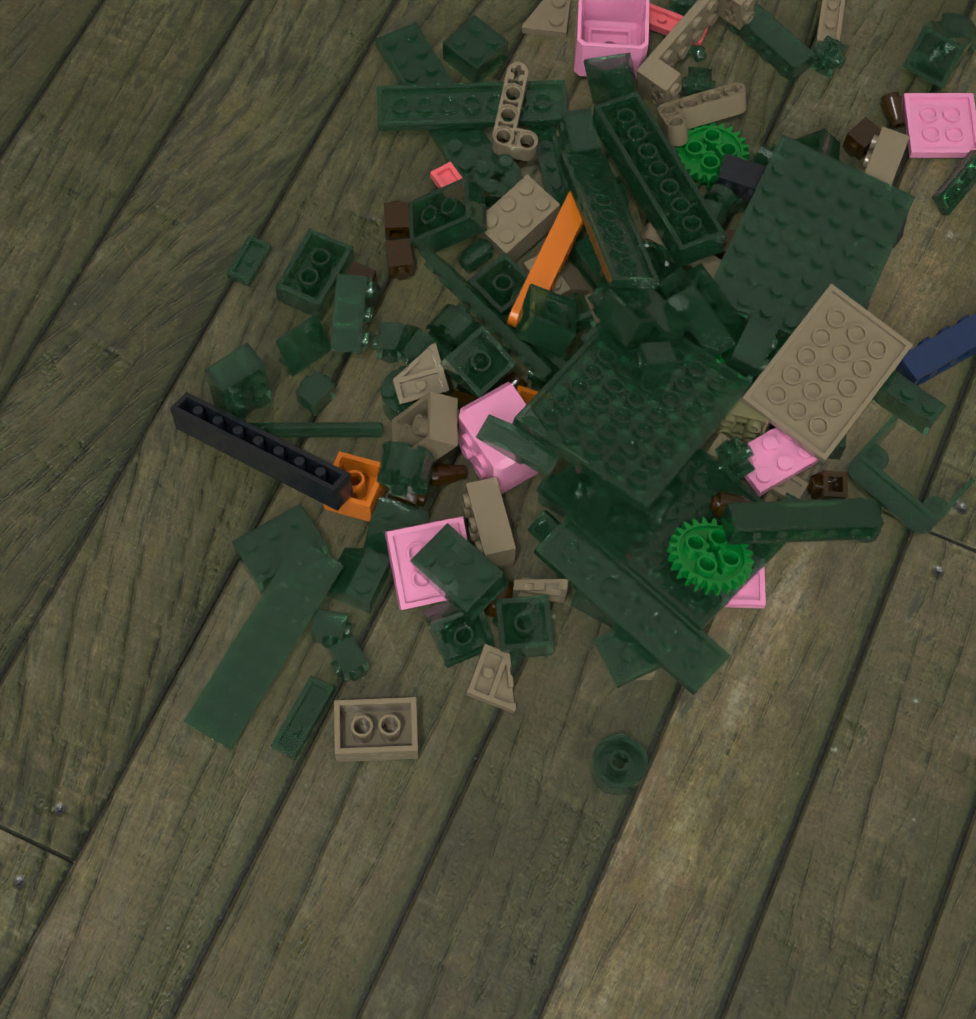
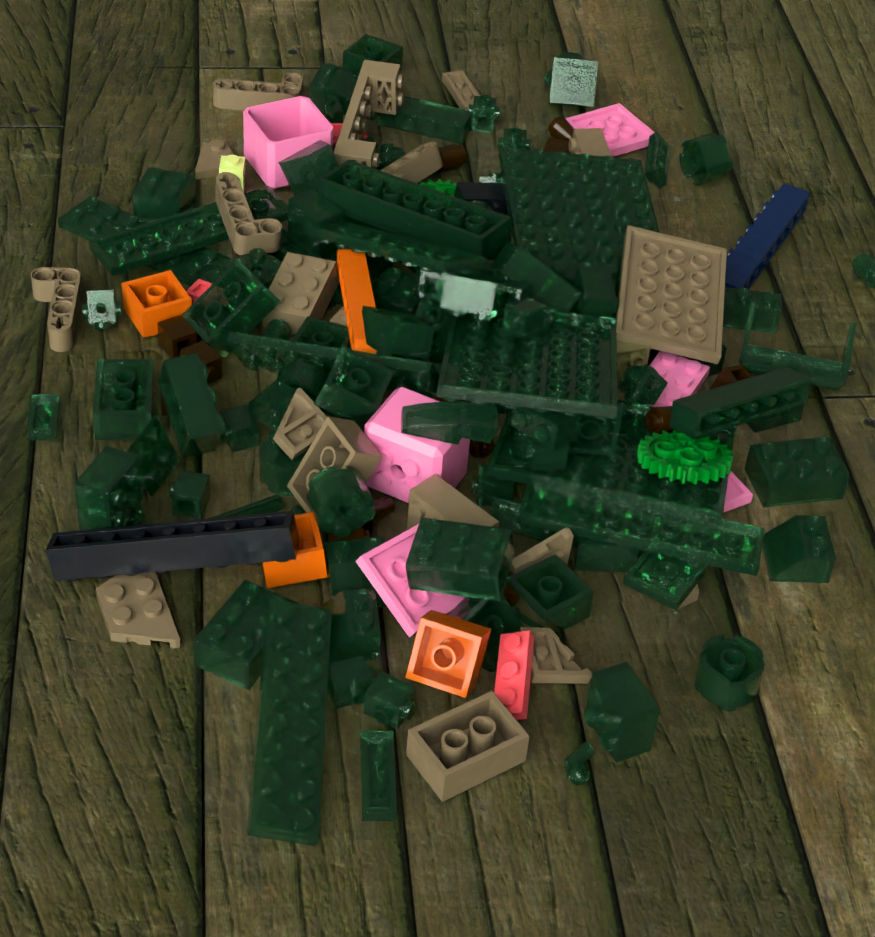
camera: 30 degrees left, 25 degrees down
(218, 485) = (136, 610): none -> dark tan wing
(312, 171) = (64, 291): none -> dark tan beam
(350, 165) = (97, 300): none -> clear green brick
(397, 176) = (154, 300): none -> orange brick
(409, 645) = (448, 653): none -> orange brick
(451, 684) = (514, 672): none -> coral plate
(451, 780) = (575, 763): none -> clear green arm
(506, 756) = (621, 712): none -> clear green brick
(549, 46) = (235, 165): none -> yellowish green brick
(761, 99) = (452, 156): none -> dark brown brick
(763, 677) = (799, 550): none -> clear green slope
(821, 599) = (796, 471): none -> clear green brick
(829, 111) = (514, 138): none -> clear green brick

